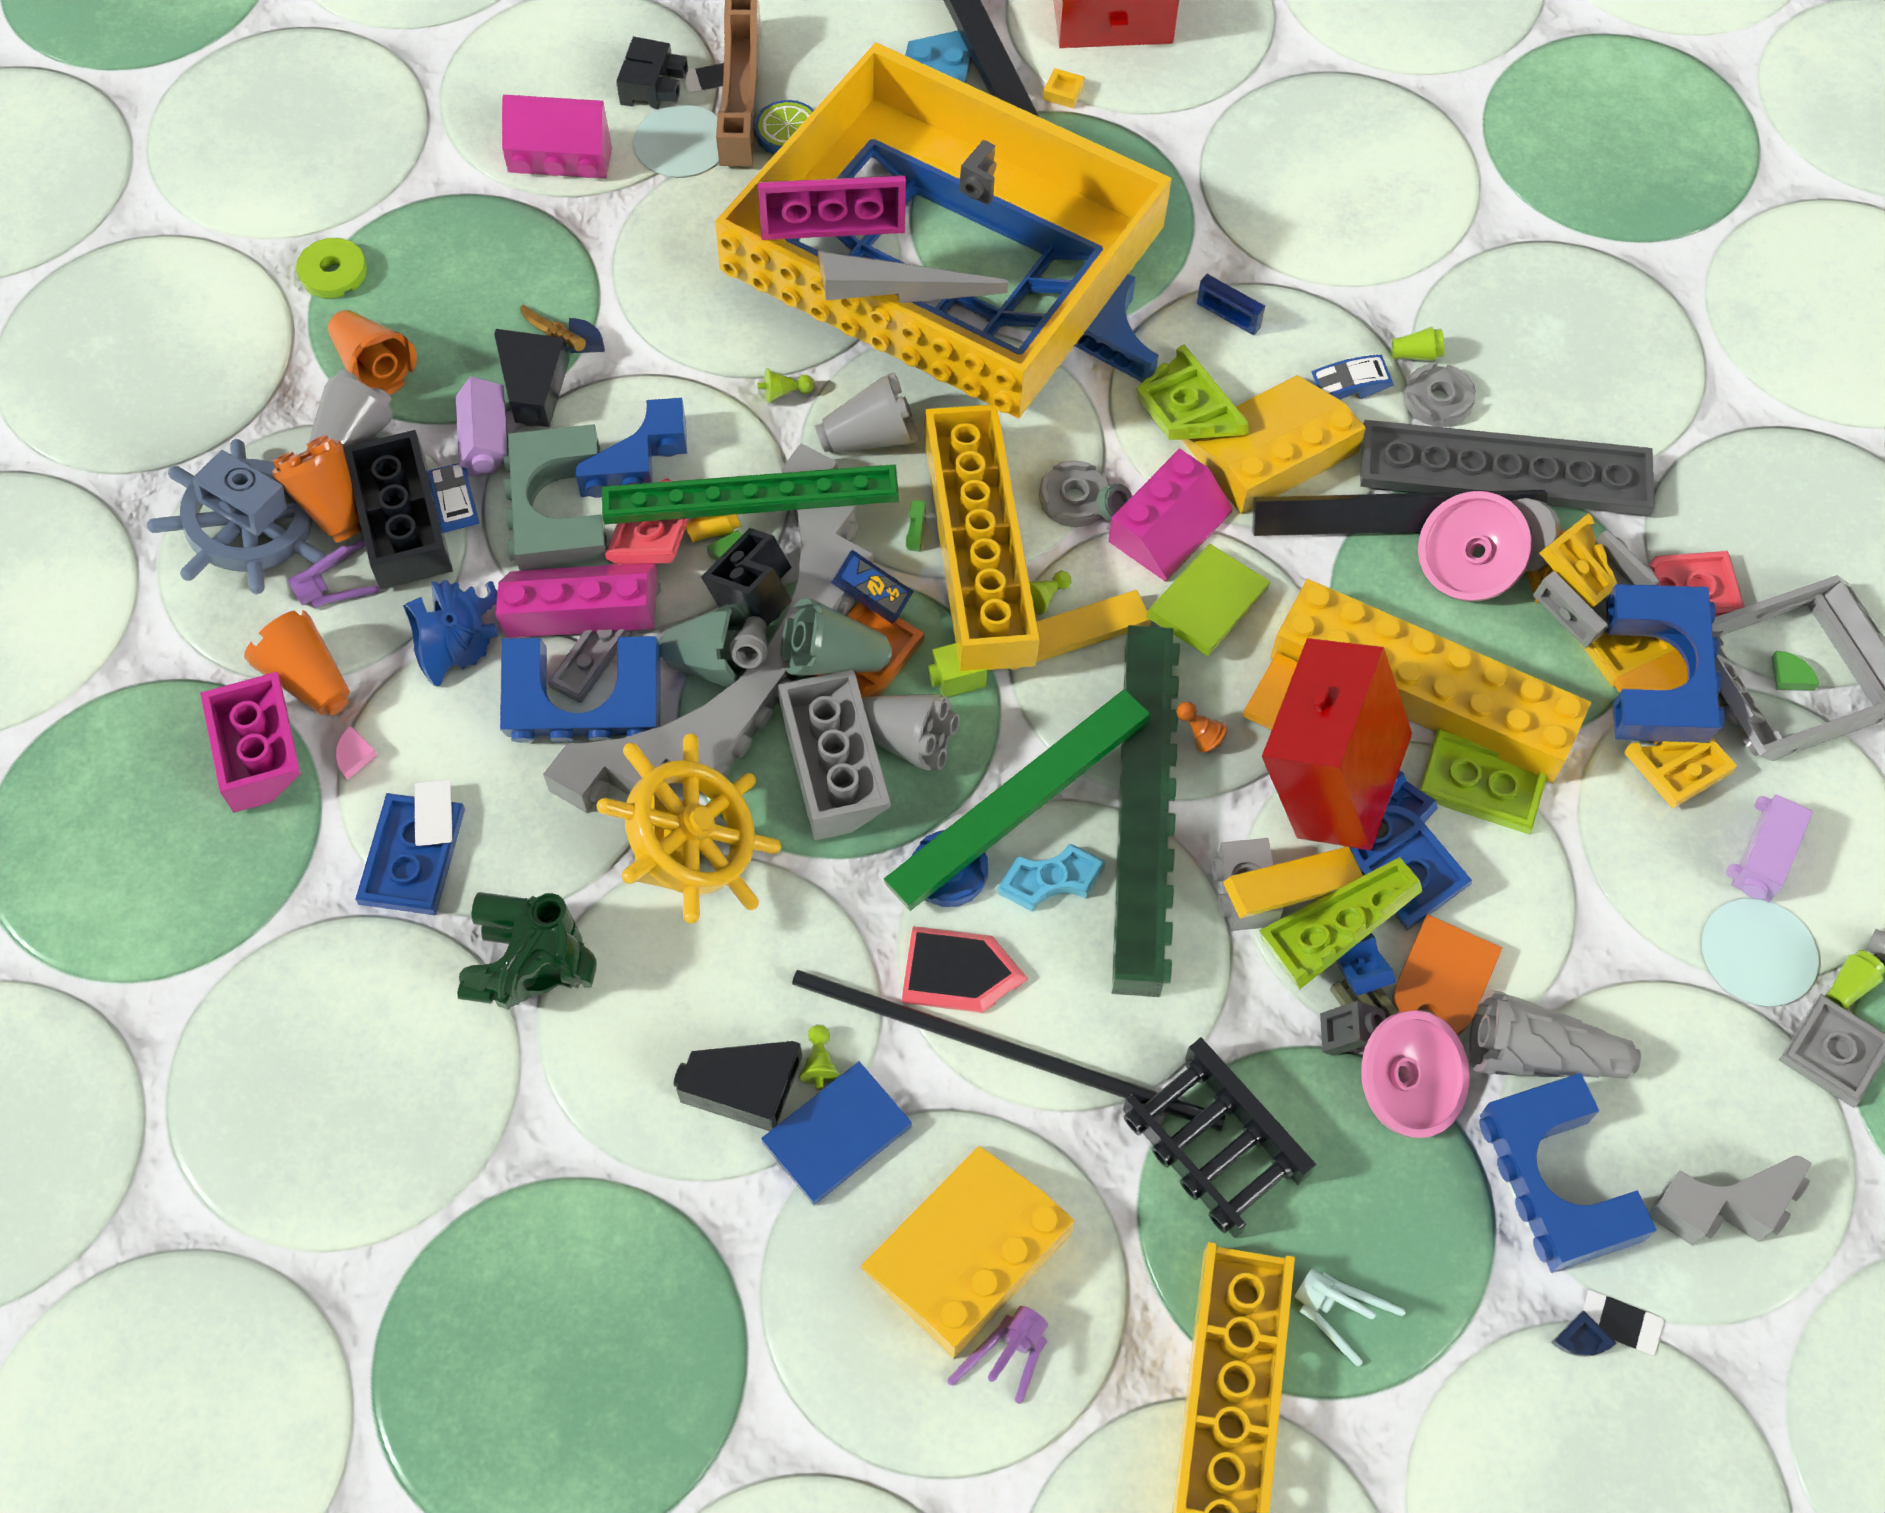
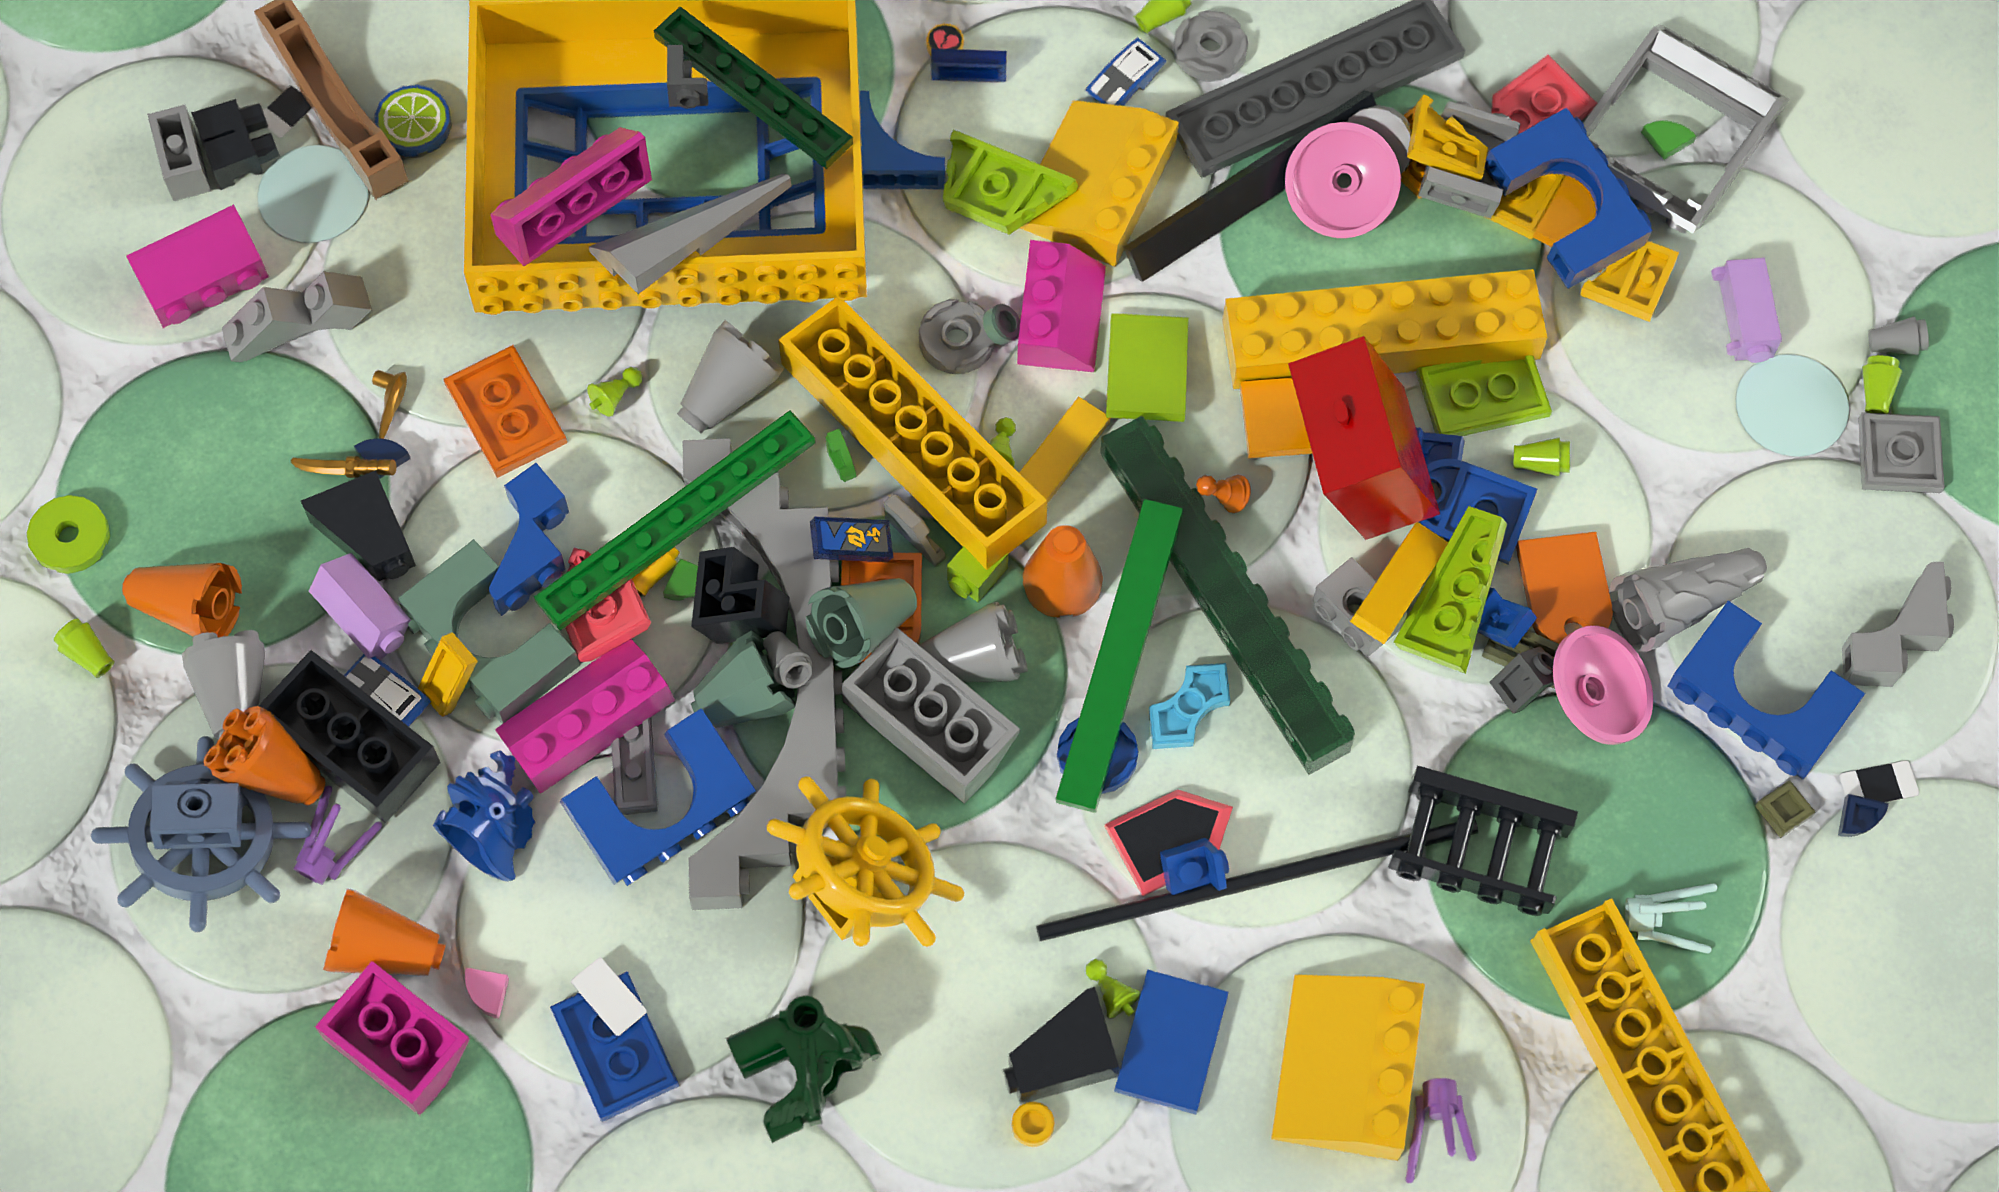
camera: 35 degrees left, 5 degrees up
(276, 344) = (83, 647): none -> lime cone
(500, 506) = (447, 674): none -> yellow tile
(585, 200) = (282, 315): none -> light grey arch
(603, 58) = (179, 152): none -> light grey brick
(628, 298) = (395, 389): none -> pearl gold bar
(676, 1124) = (1033, 1124): none -> yellow tile
(696, 356) = (505, 411): none -> orange tile
(930, 610) = (913, 528): none -> light grey tile
(956, 1002) = (1194, 866): none -> blue bracket
(1022, 711) = (1063, 574): none -> orange cone
(1032, 211) = (755, 88): none -> dark green tile
(1229, 275) = (944, 37): none -> tile
(1500, 861) = (1544, 457): none -> lime cone
(1515, 1286) = (1785, 809): none -> olive tile

